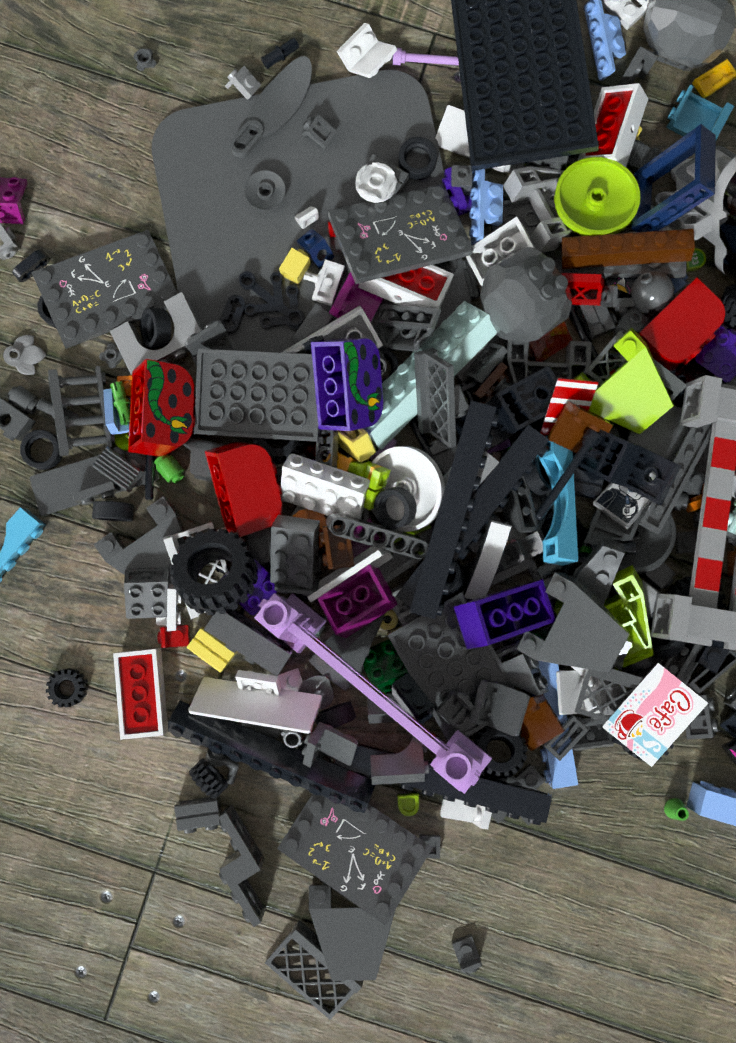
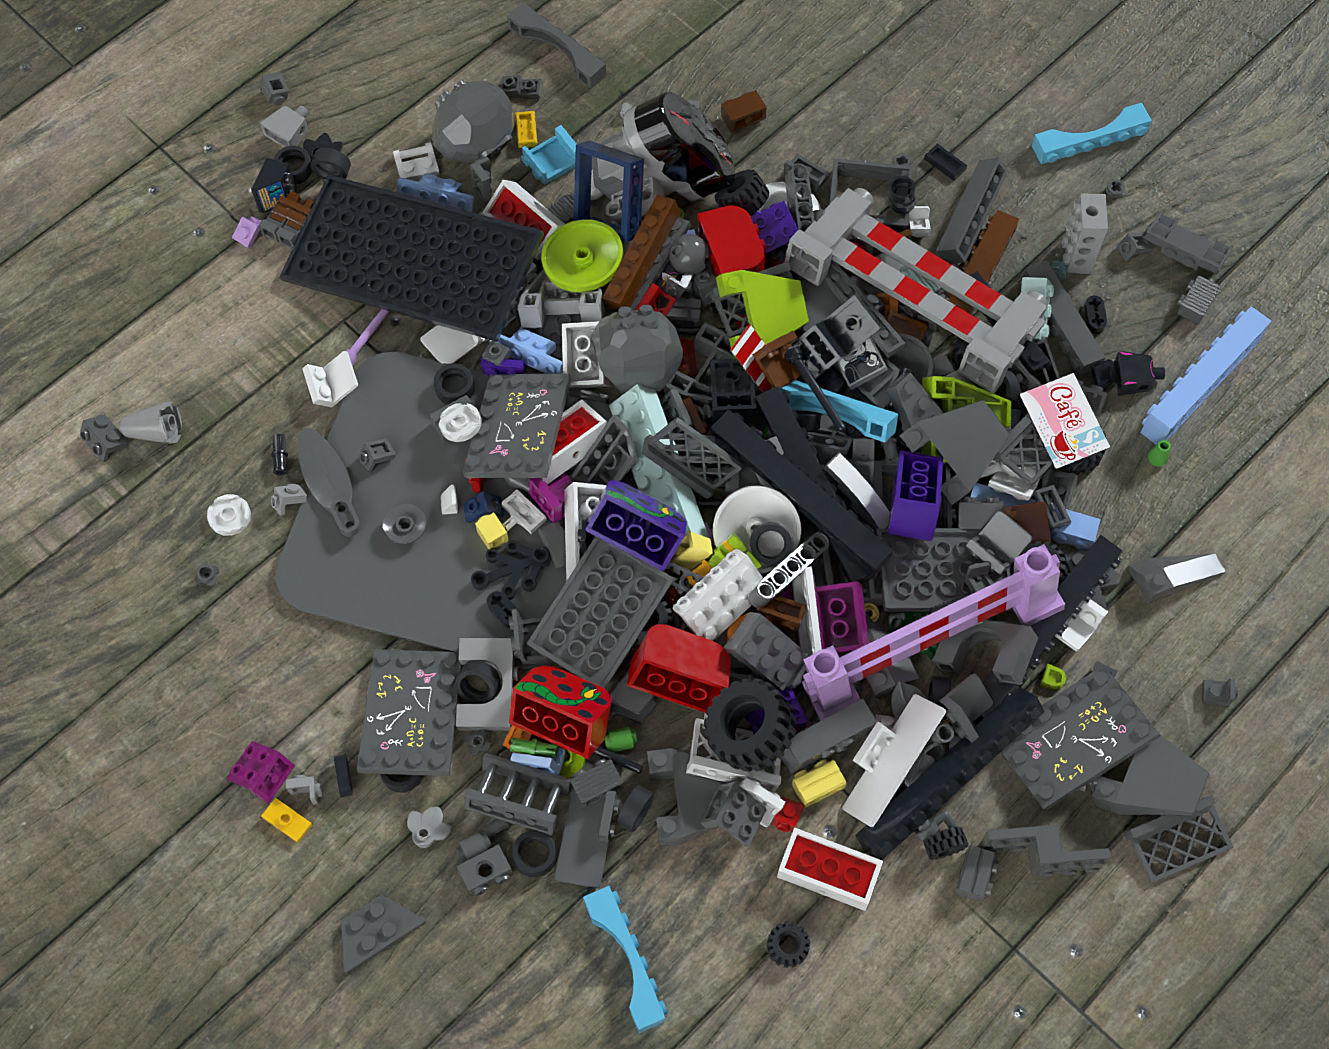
camera: 65 degrees left, 20 degrees down
(206, 45) = (229, 515): none -> white tile
(558, 865) = (1169, 575): none -> dark grey wedge
(685, 523) = (906, 325): none -> reddish brown tile

